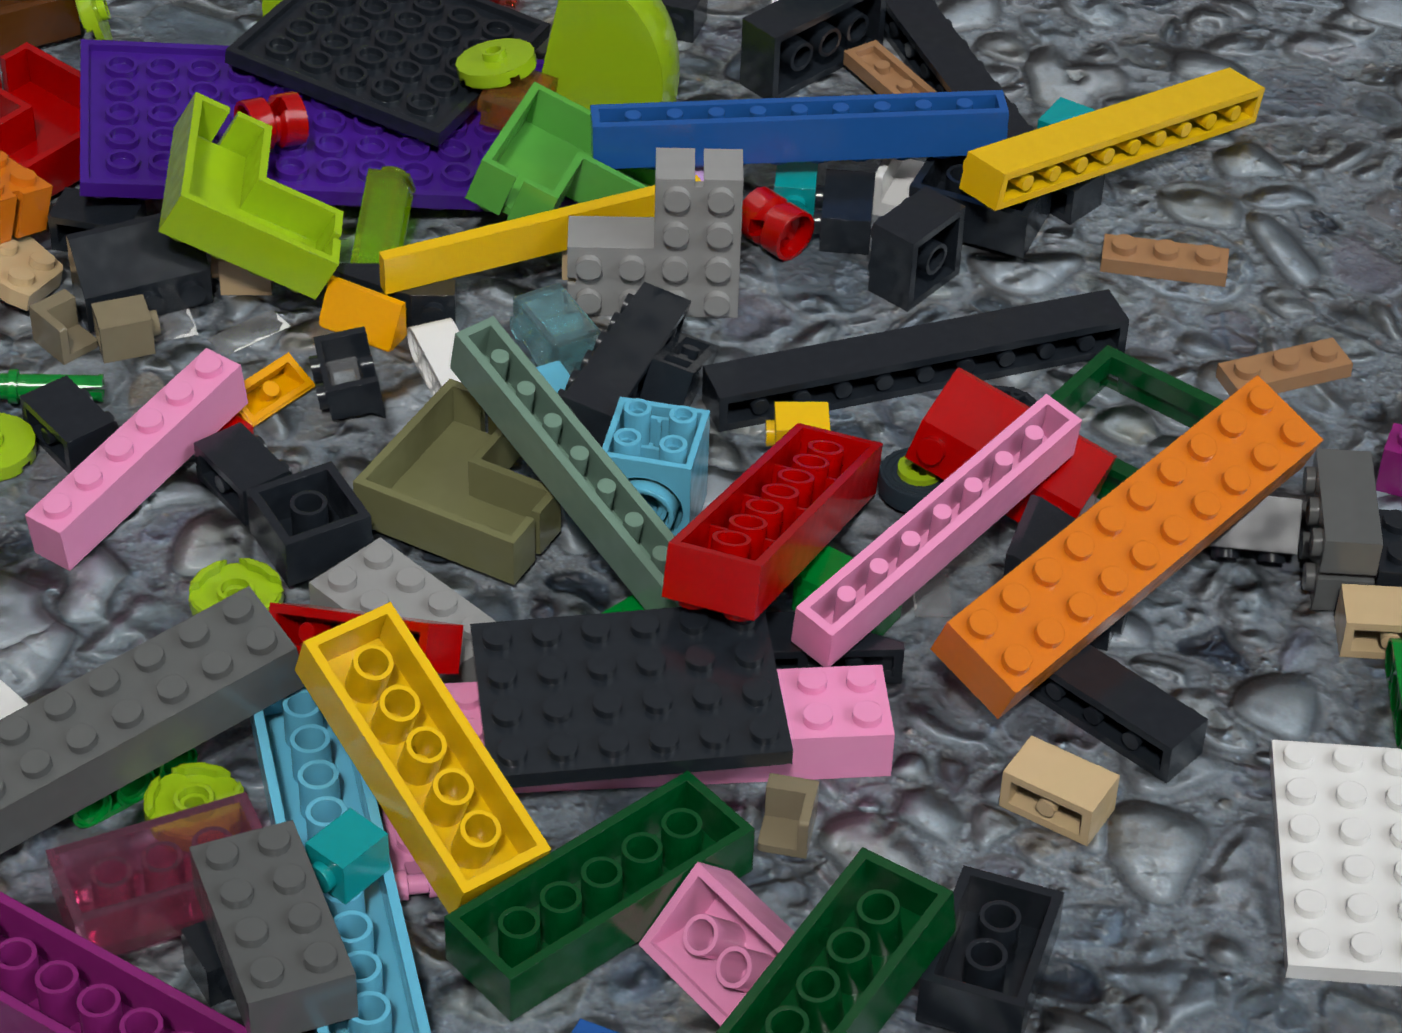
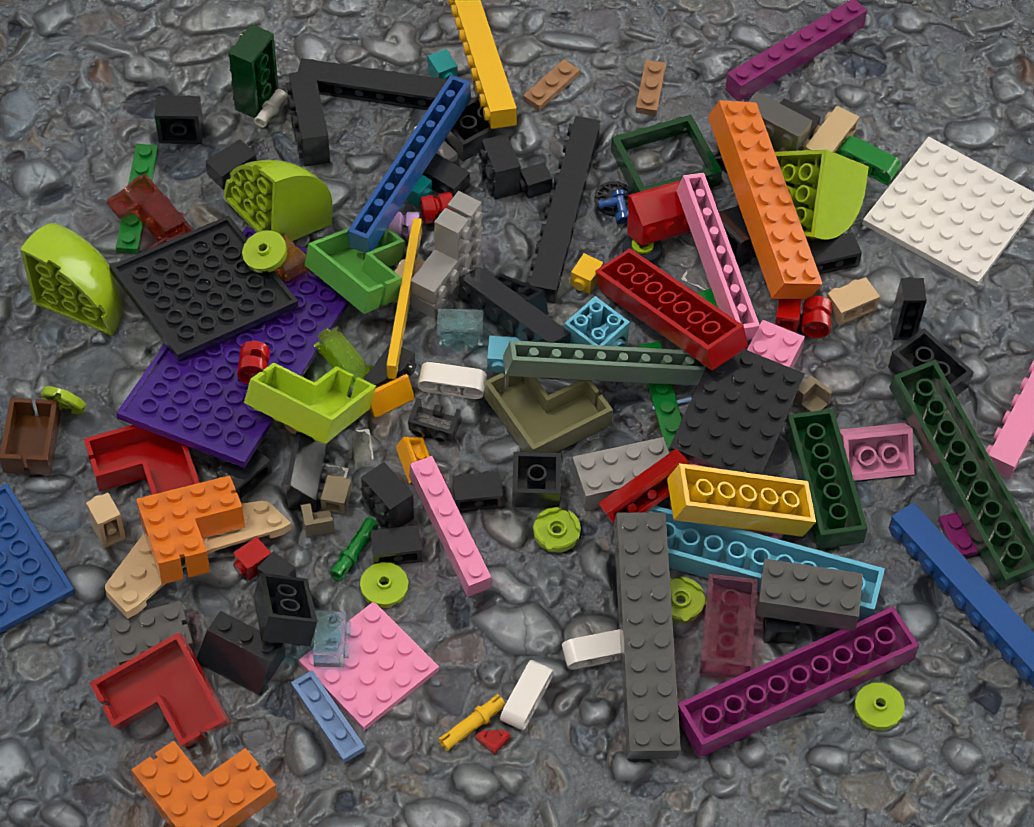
camera: 60 degrees left, 15 degrees up
(140, 359) = (387, 497): none -> black brick
(348, 855) = (780, 547): teal brick -> none
(883, 70) = (355, 108): medium nougat plate -> none
(937, 300) = (535, 180): none -> black brick
(945, 714) = (788, 314): none -> red brick
(972, 750) = (816, 317): none -> red wheel
(1086, 845) = (908, 308): none -> black brick
(1238, 630) = (824, 190): none -> lime brick

